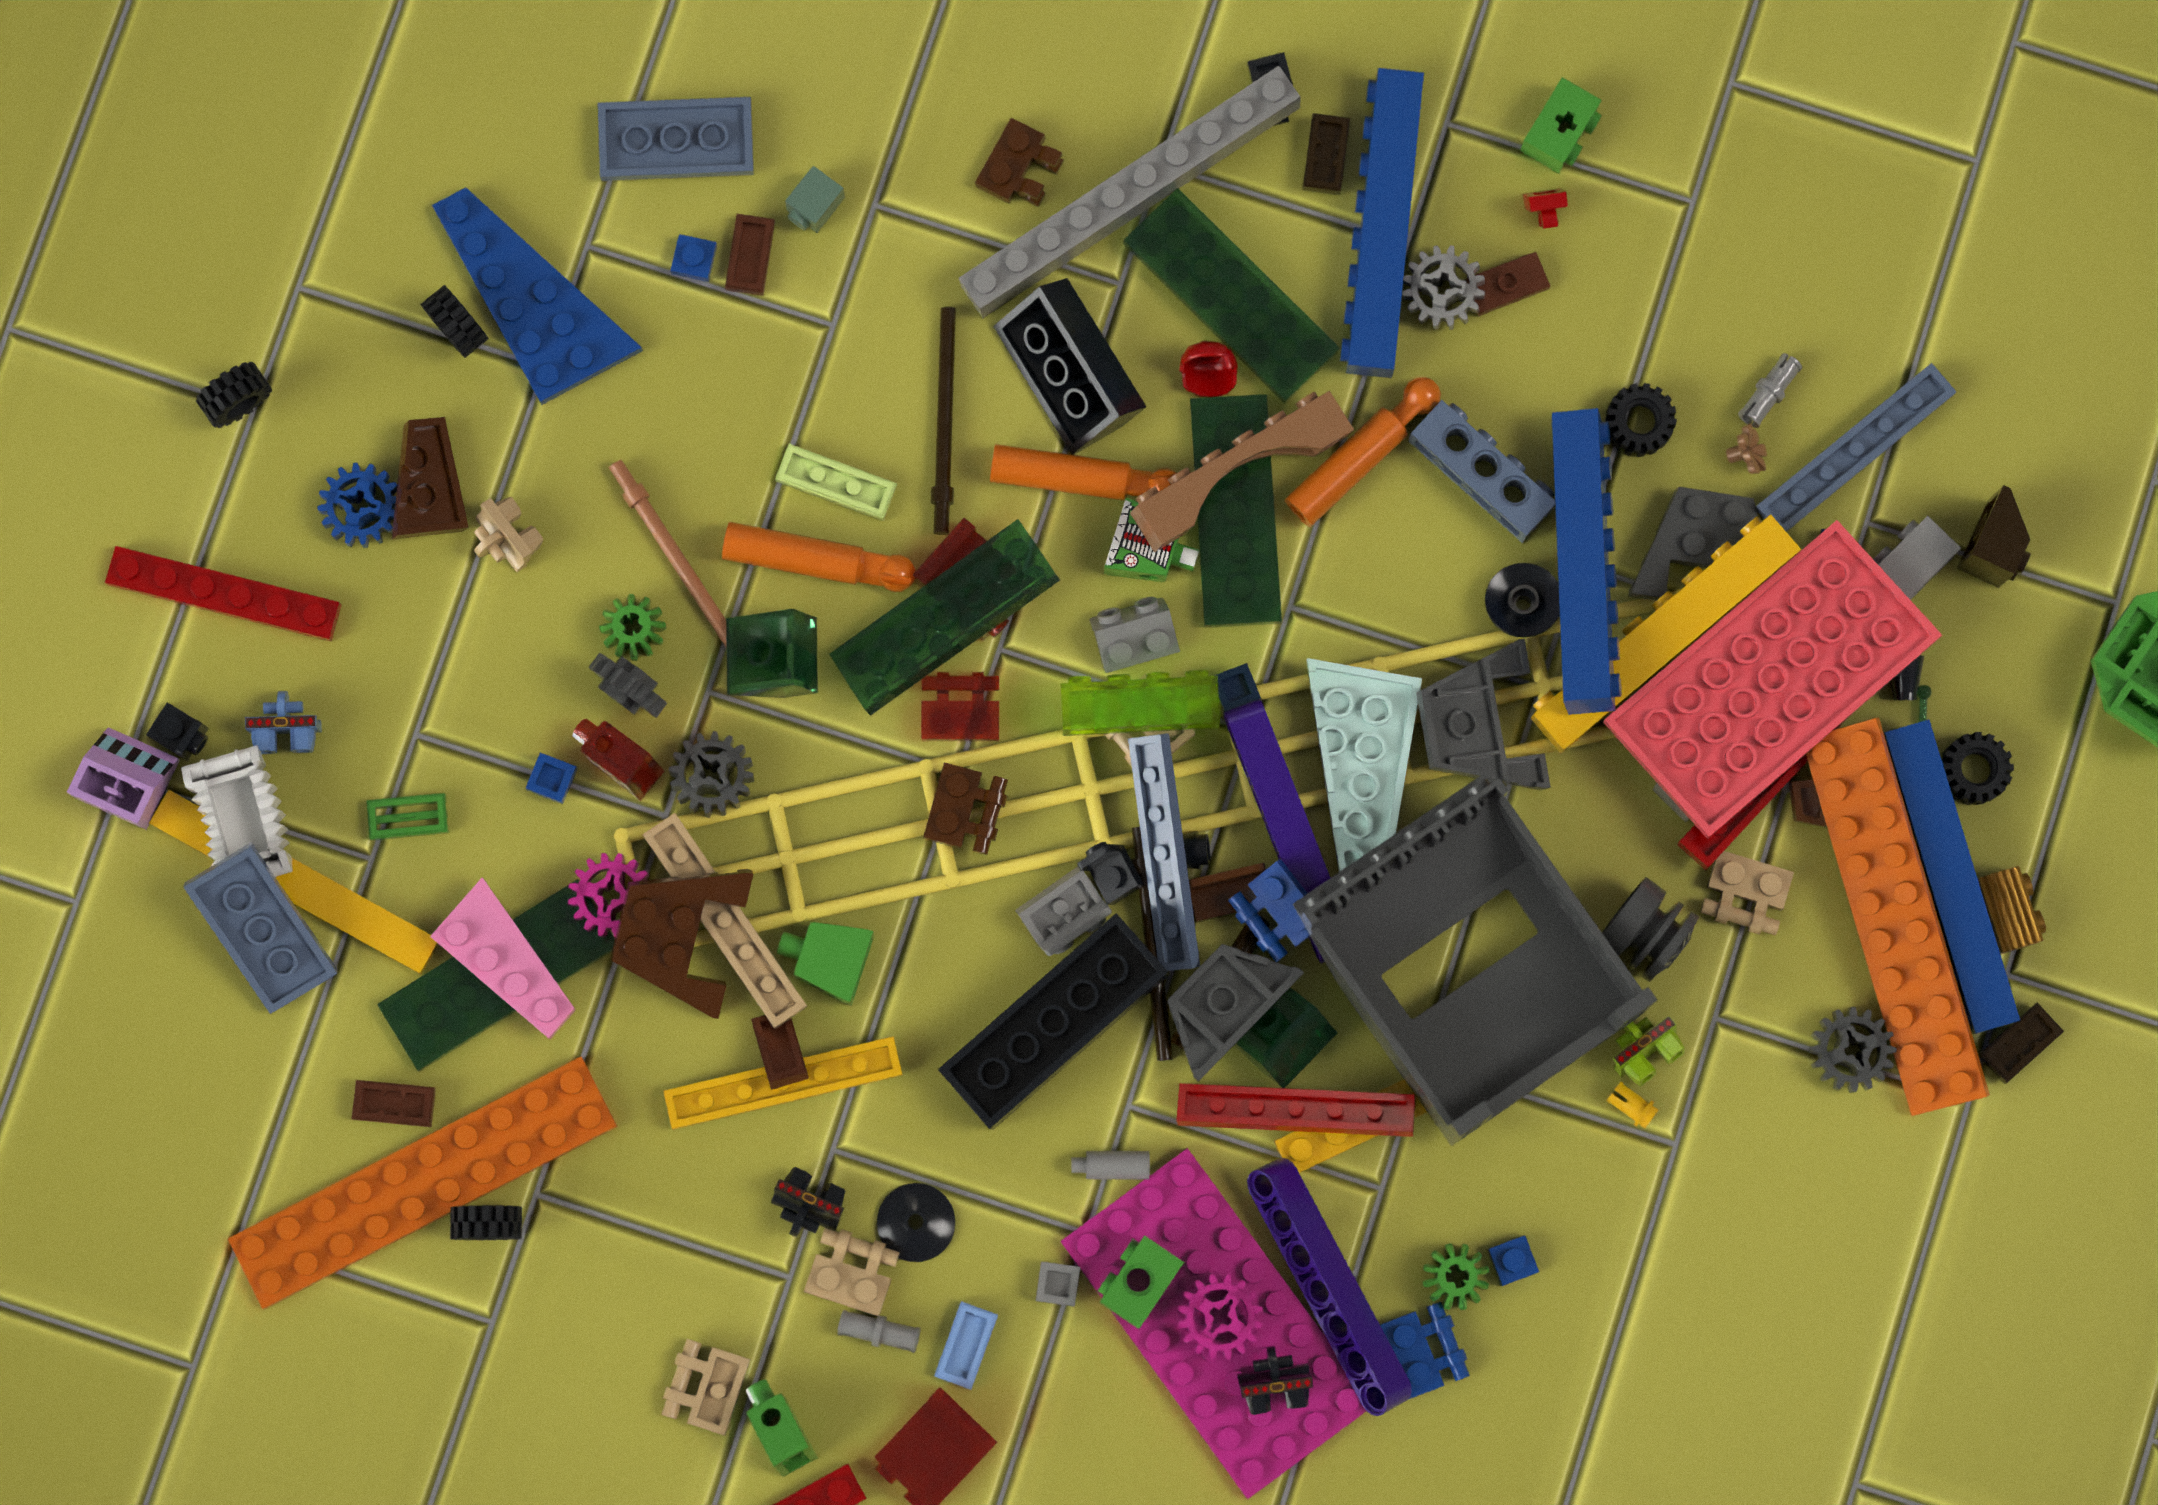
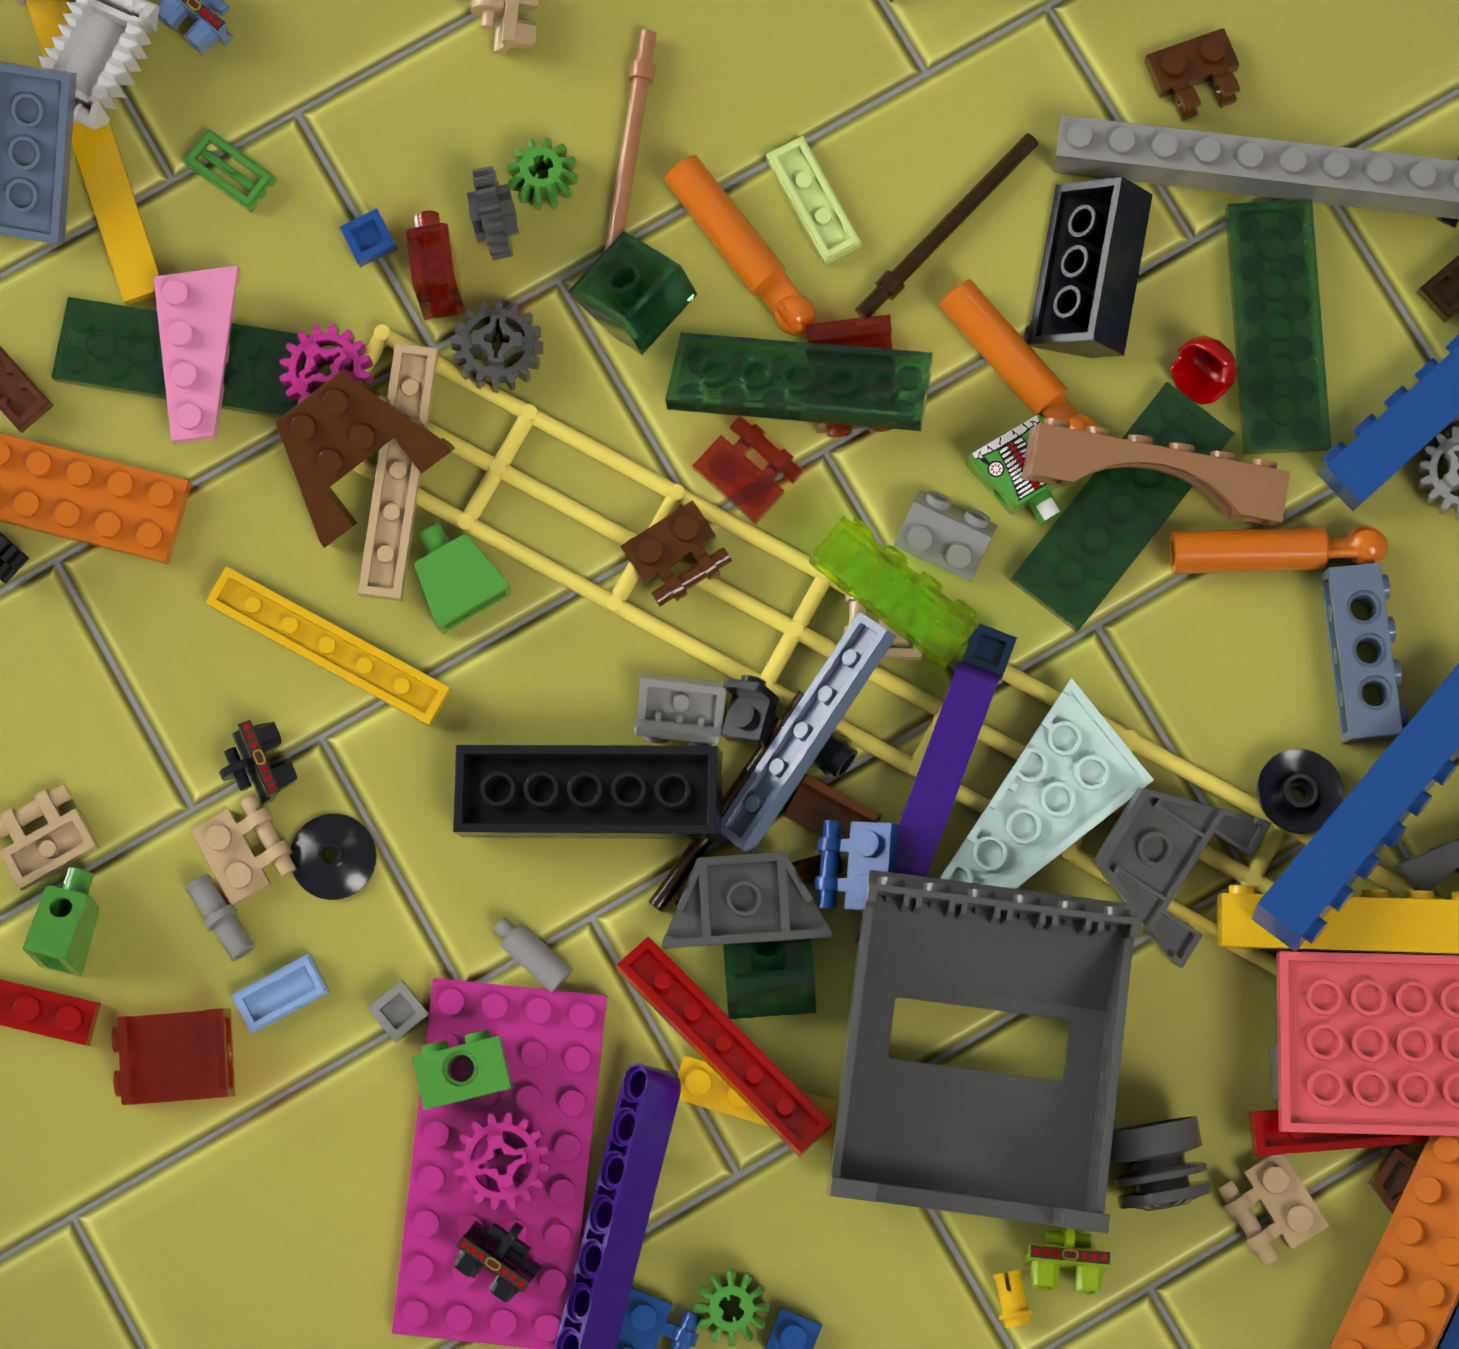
camera: 50 degrees right, 0 degrees up
(779, 1052) = (346, 619): copper tile -> none

